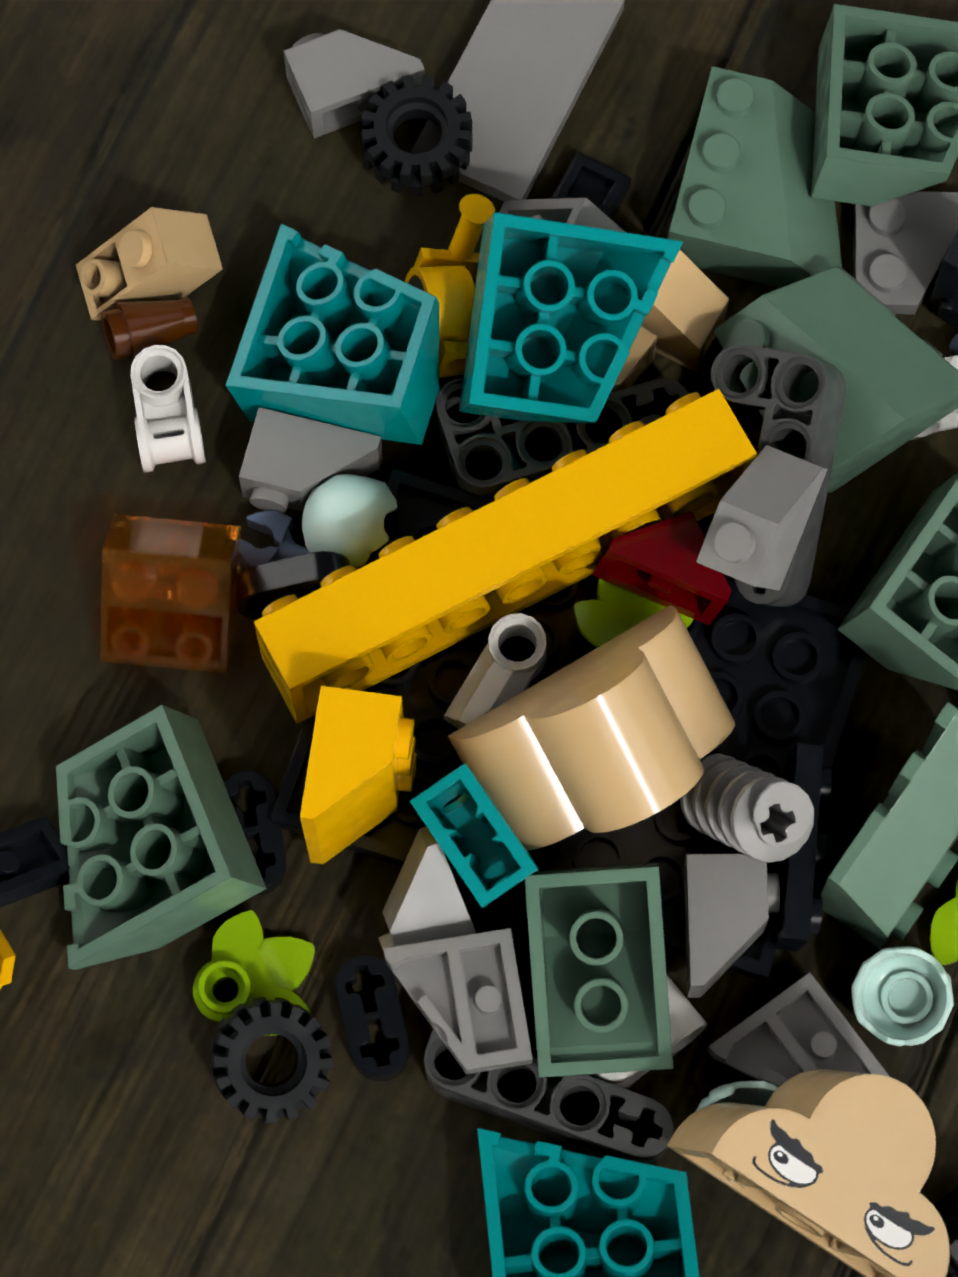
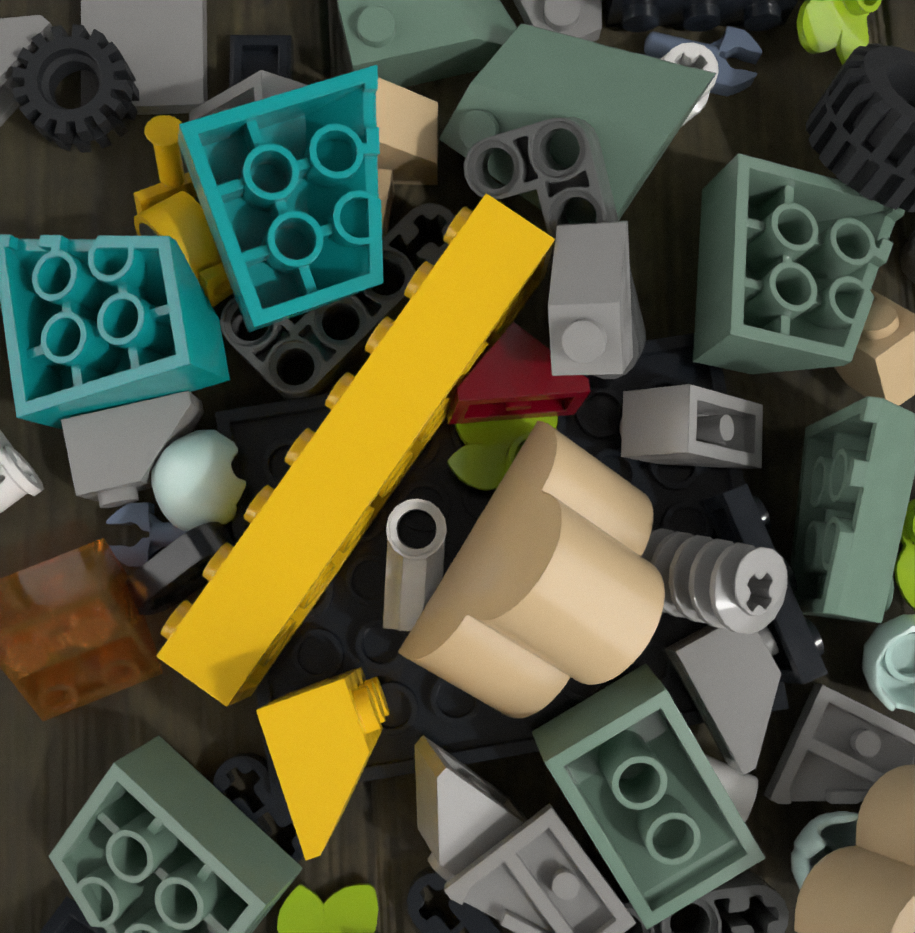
camera: 30 degrees left, 10 degrees up
(474, 835) = (479, 754): teal torso -> none
(806, 685) = (691, 428): none -> light grey slope

